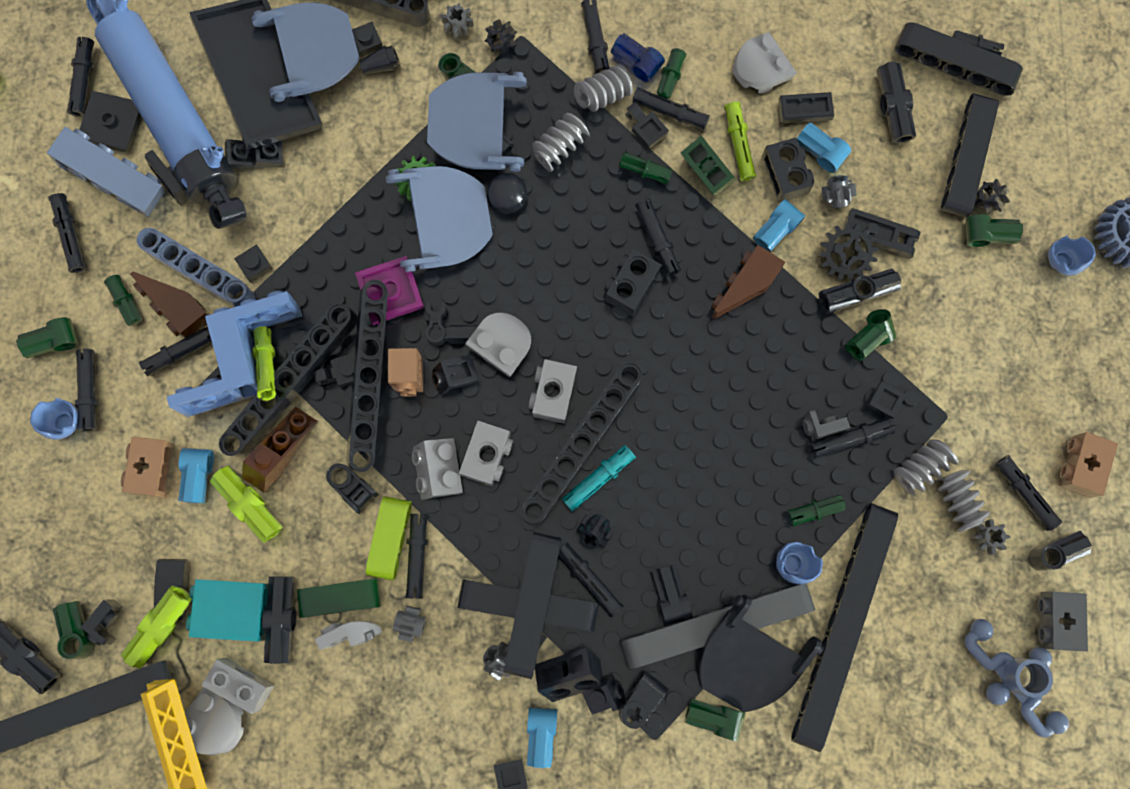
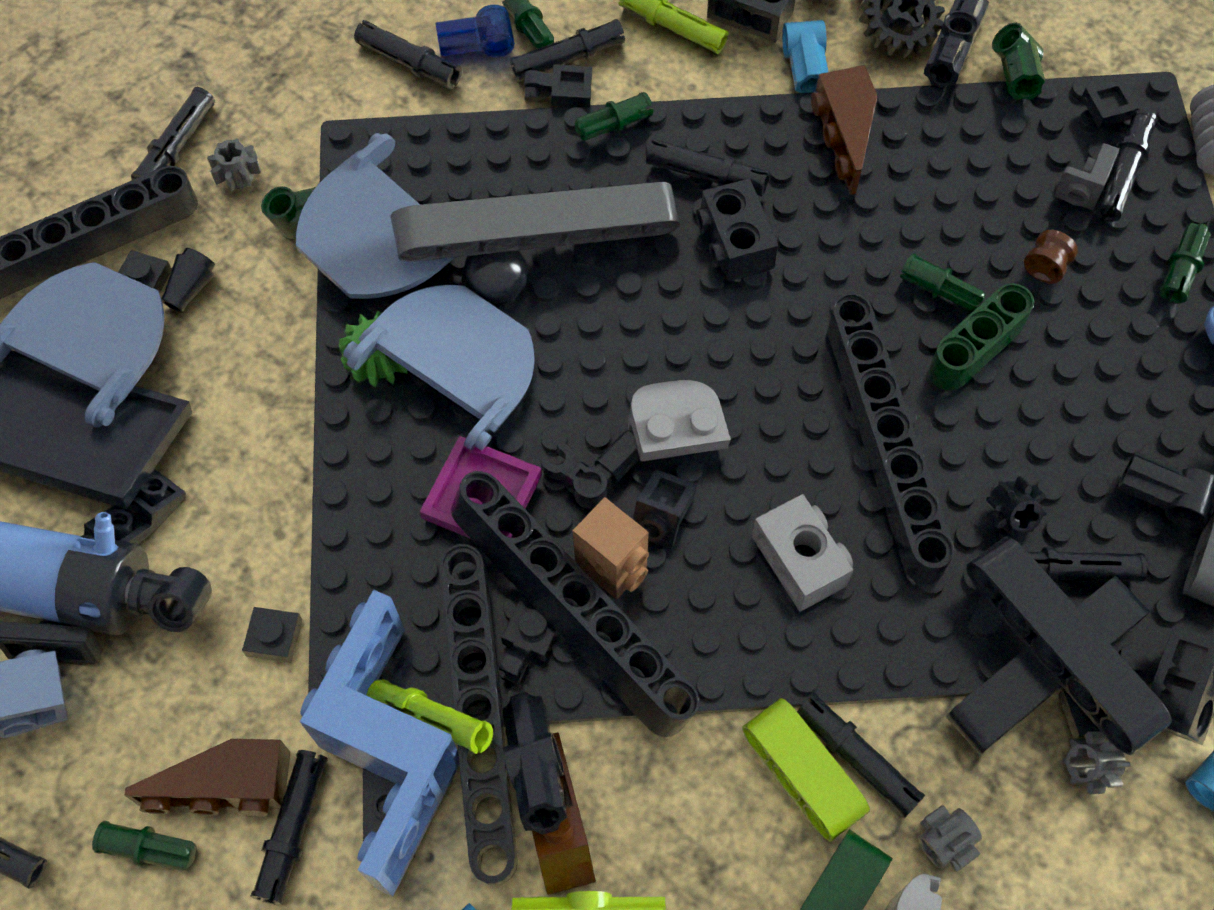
camera: 45 degrees left, 15 degrees down
(185, 263) = (186, 700): sand blue beam -> none
(283, 424) = (534, 764): none -> black piece
(354, 490) = (695, 758): black piece -> none
(436, 468) = (766, 629): light grey bracket -> none
(500, 36) = (296, 145): black gear -> none
(541, 189) = (533, 221): none -> dark grey beam
(555, 374) = (789, 389): light grey brick -> none
(558, 139) = (493, 161): light grey piece -> none
(594, 481) = (946, 438): teal pin -> none
(603, 88) = (478, 84): light grey piece -> none
(689, 438) = (987, 320): none -> dark green beam
(693, 403) = (941, 283): none -> dark green axle
(708, 166) = (675, 59): dark green brick -> none
(756, 442) = (1050, 256): none -> reddish brown wheel

